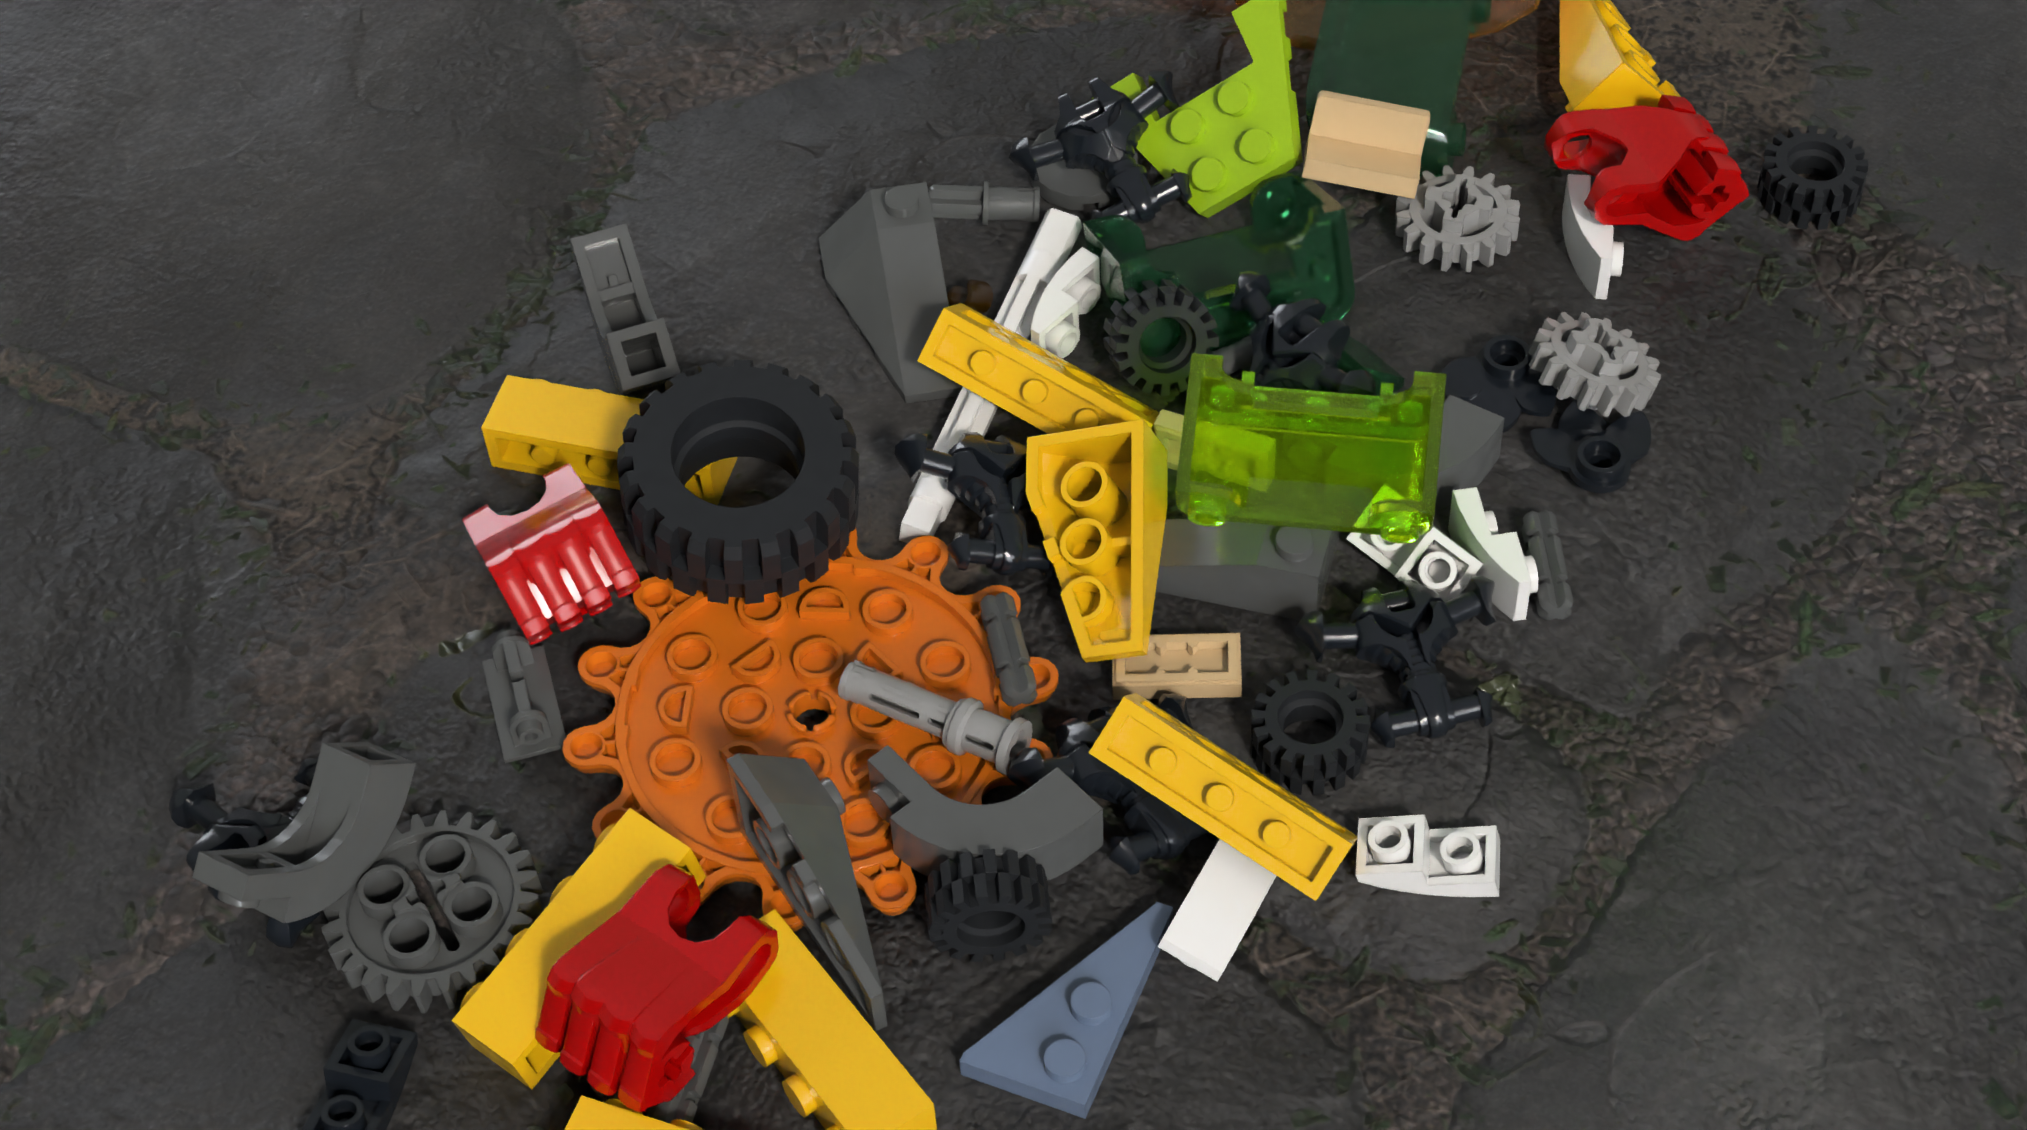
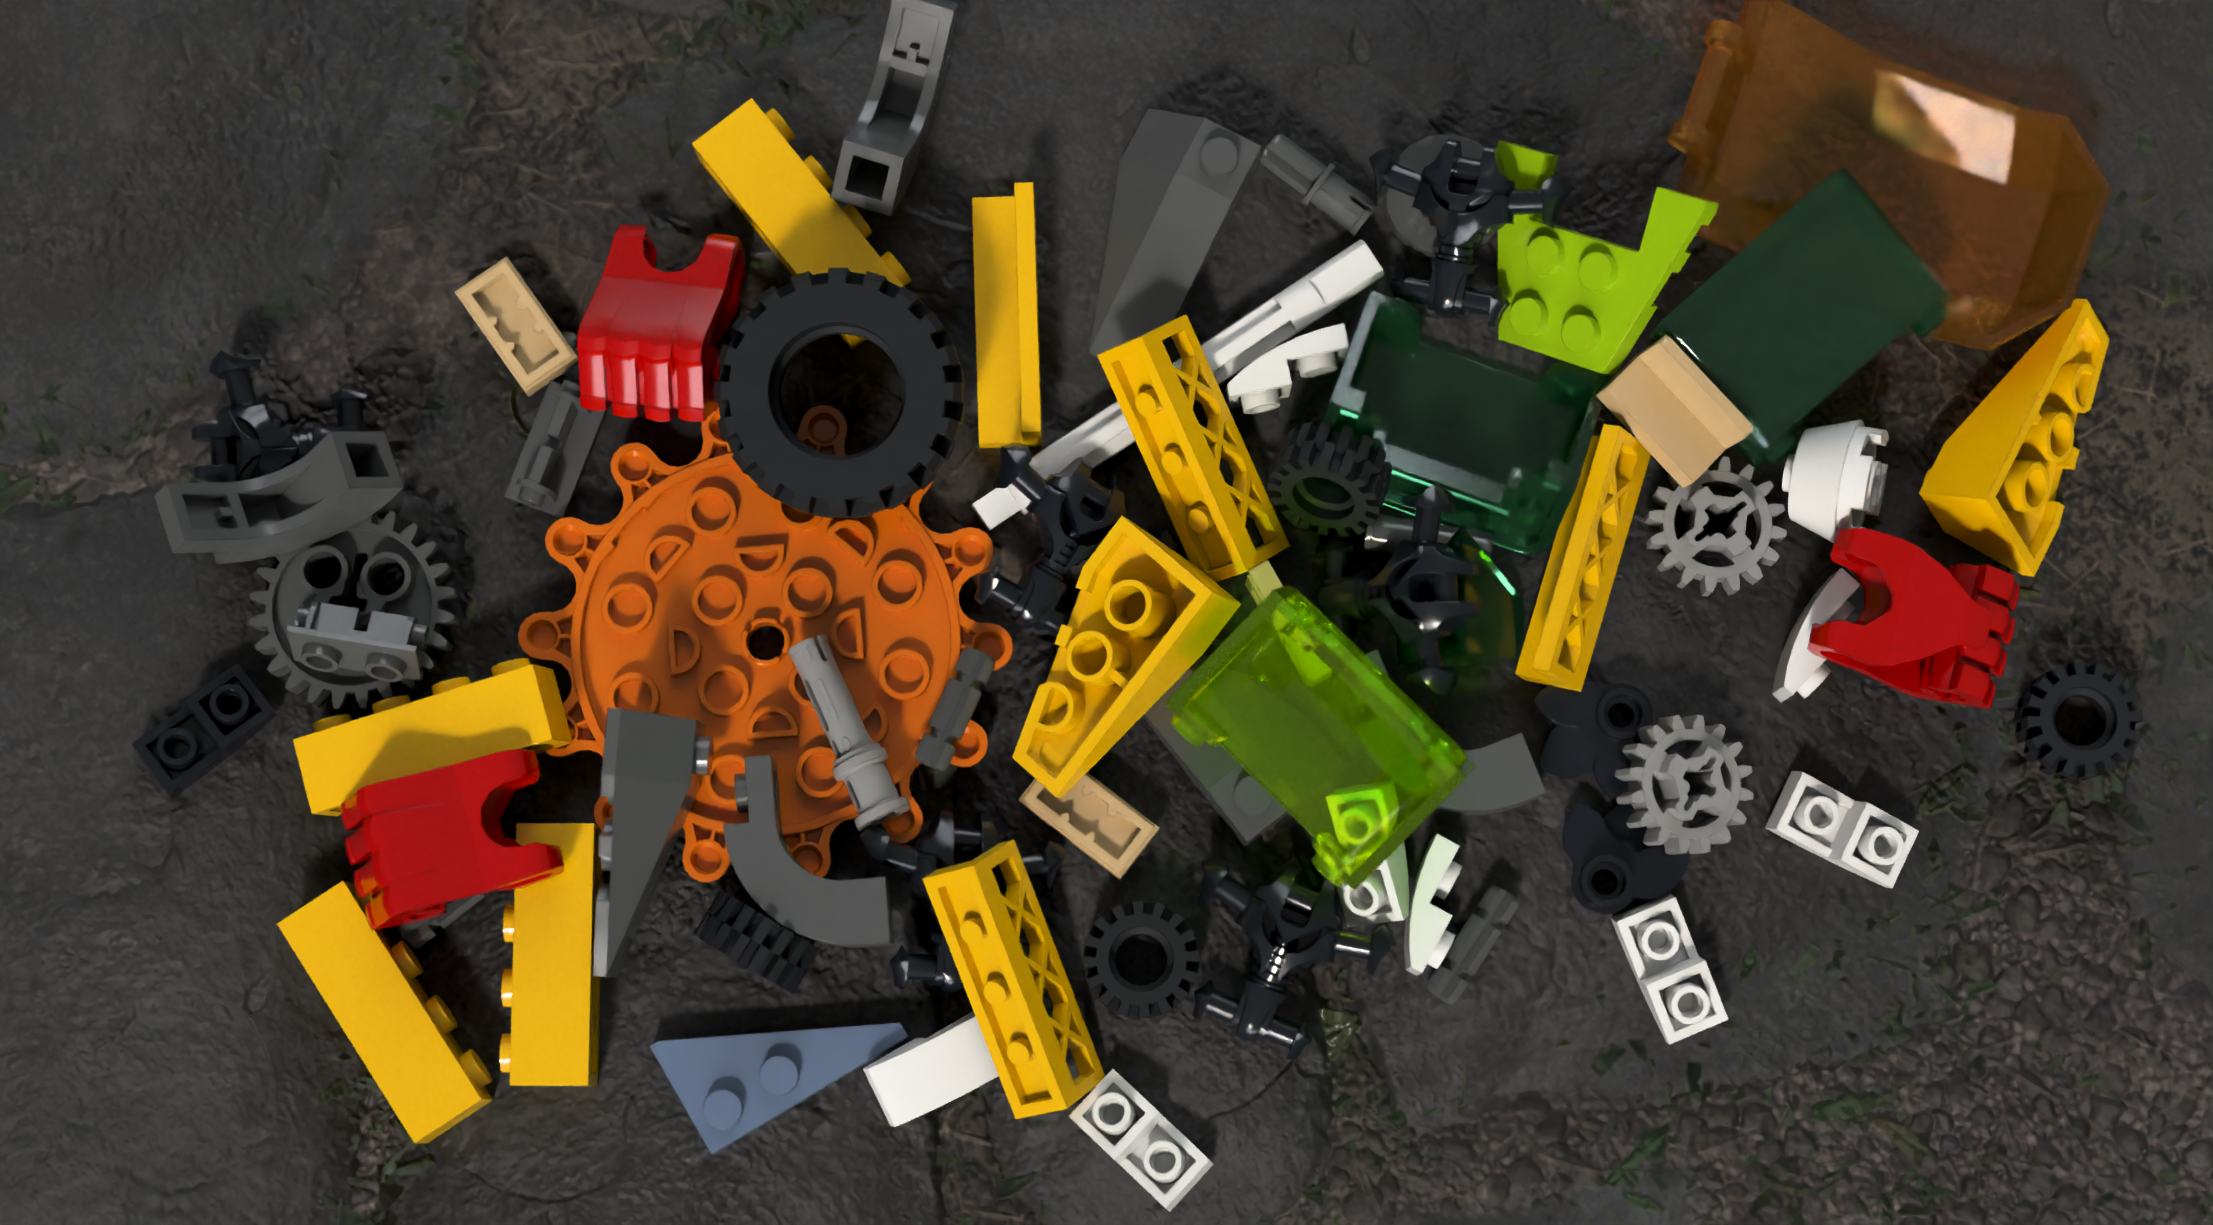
camera: 35 degrees right, 30 degrees up
(425, 640) = (517, 326): none -> tan plate
(460, 909) = (328, 639): none -> dark grey hinge
(874, 421) = (1007, 319): none -> yellow fence
(976, 295) = (1216, 287): dark brown hand -> none
(1391, 293) = (1584, 562): none -> yellow fence
(1509, 134) = (1835, 477): none -> white cone
(1713, 496) = (1669, 968): none -> white slope
(1737, 335) = (1842, 829): none -> white slope

